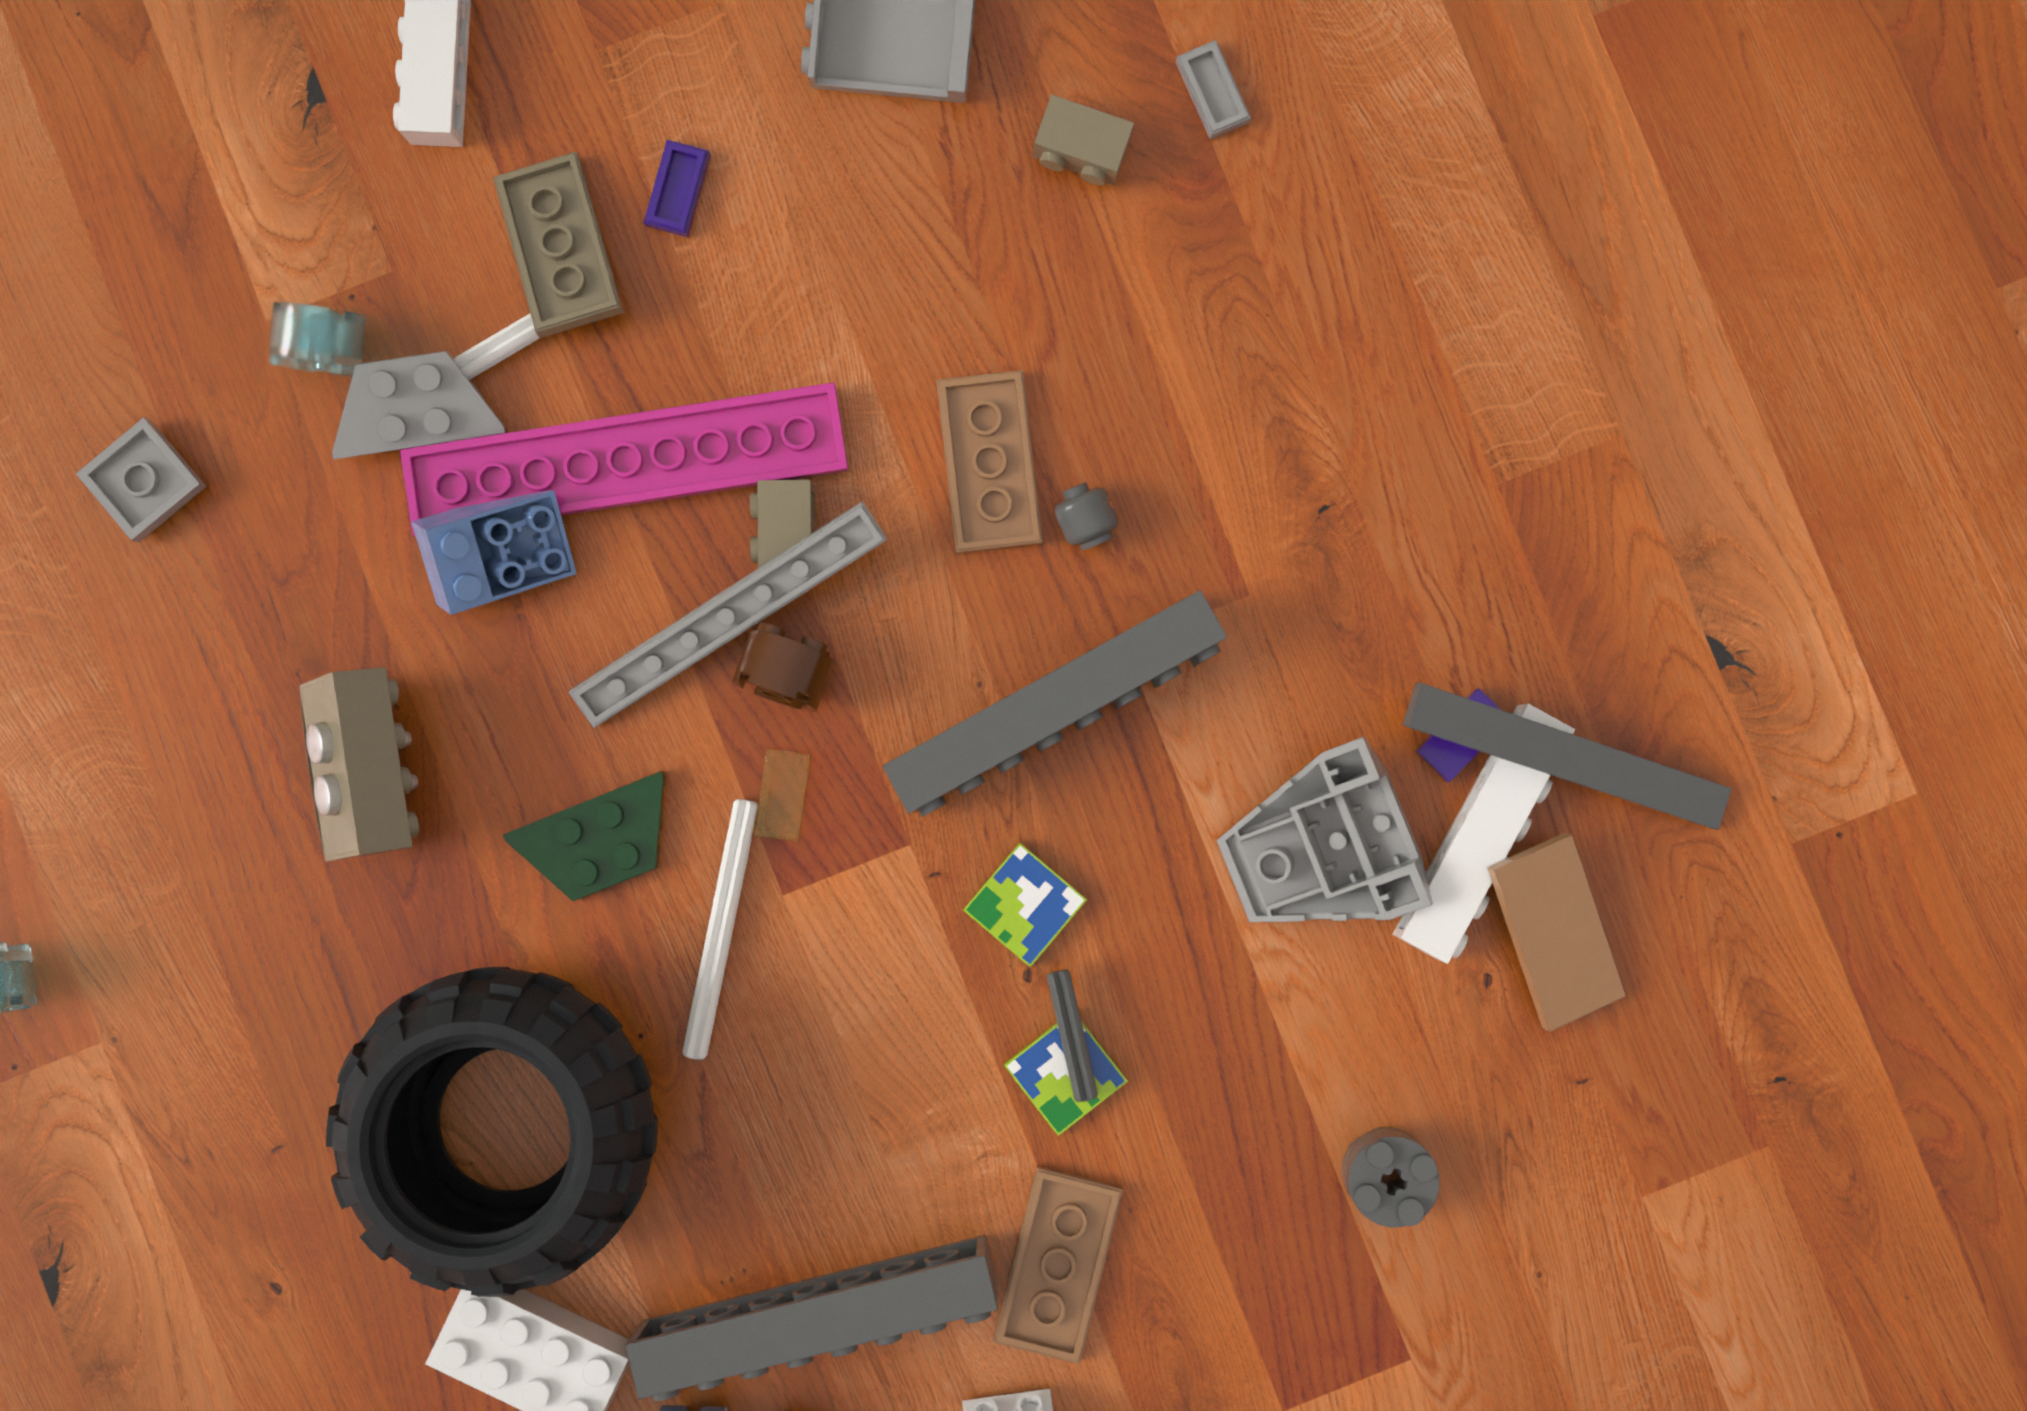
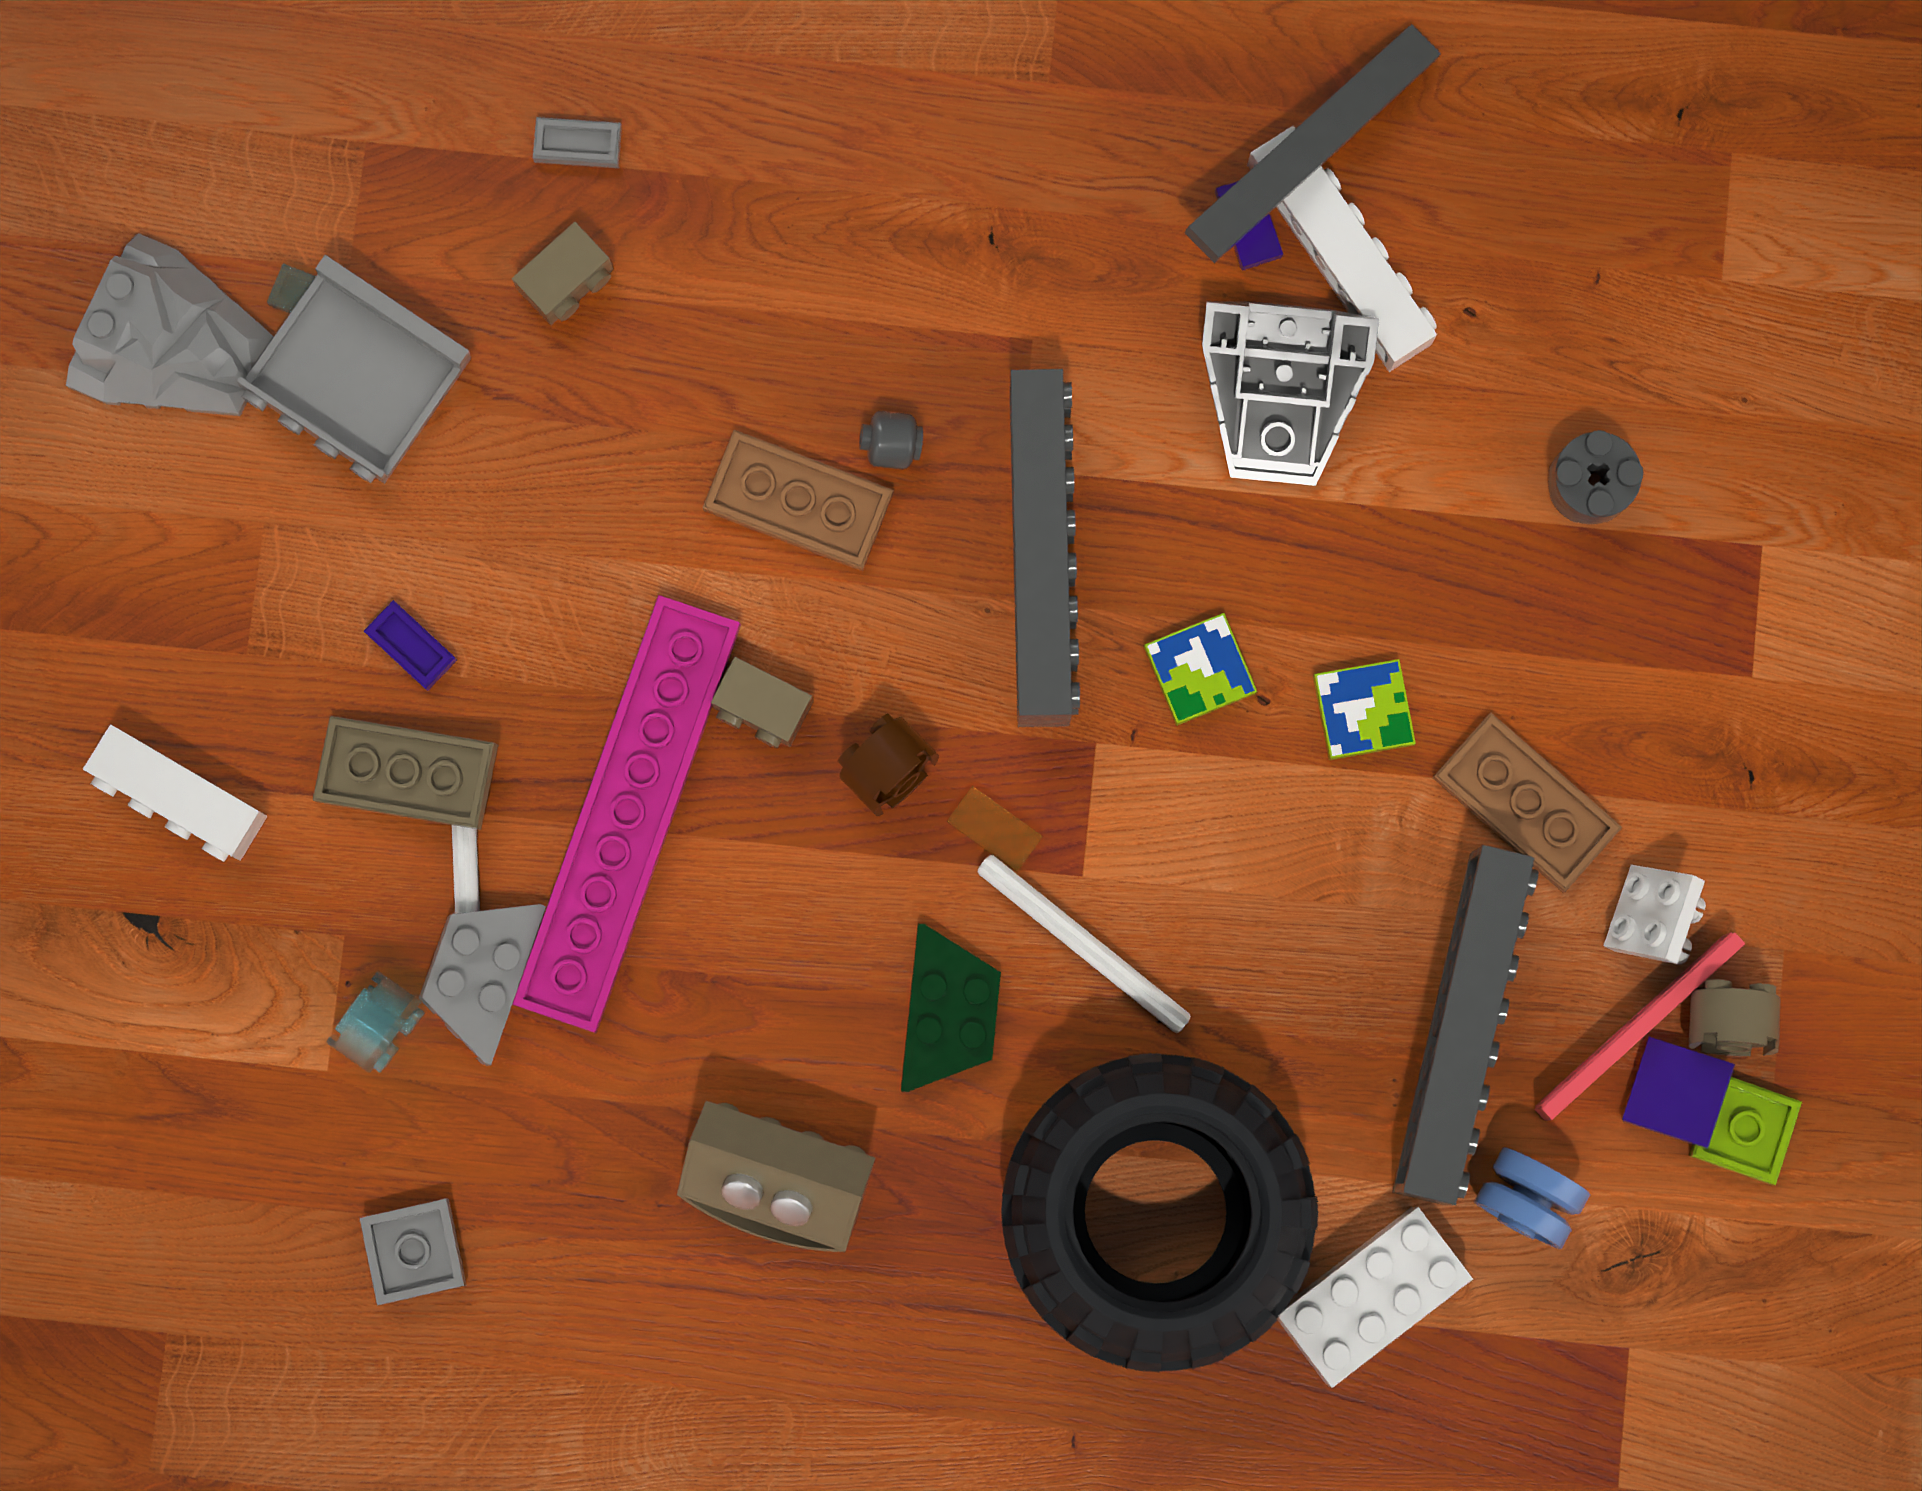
camera: 60 degrees left, 5 degrees down
(493, 550) = (647, 966): medium blue slope -> none
(728, 614) = (814, 790): light grey tile -> none
(1072, 1035) = (1334, 684): dark grey axle -> none
(1556, 931) = (1457, 230): medium nougat tile -> none

